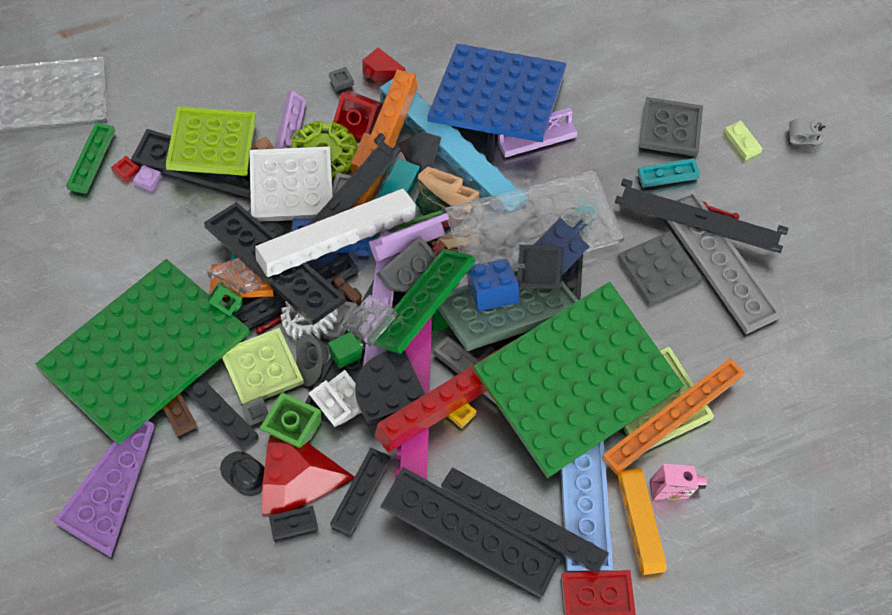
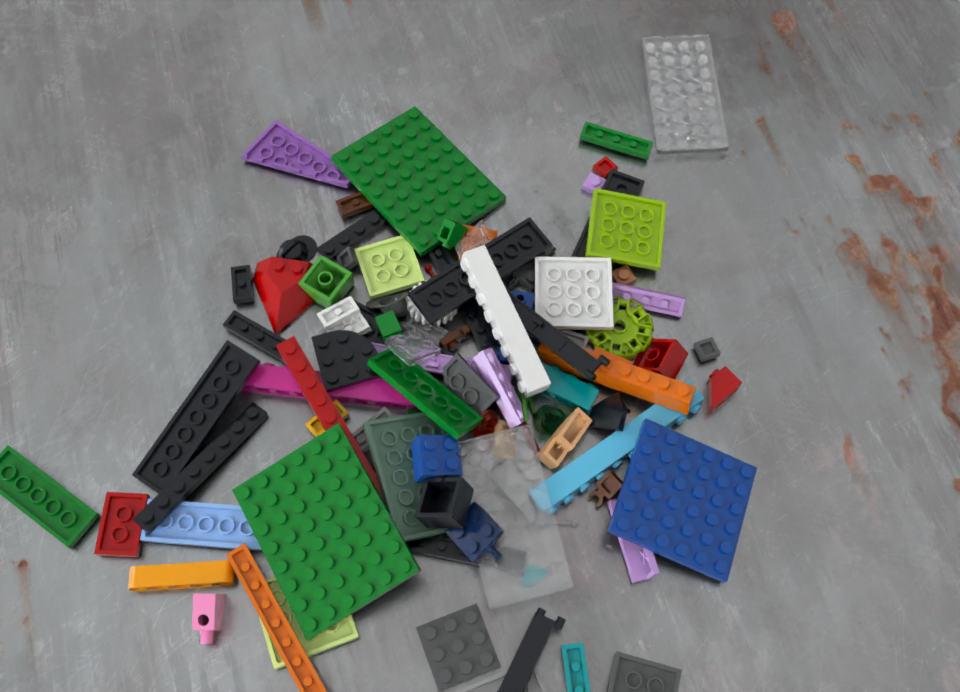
camera: 100 degrees right, 5 degrees up
(493, 150) = (608, 487): none -> reddish brown plate

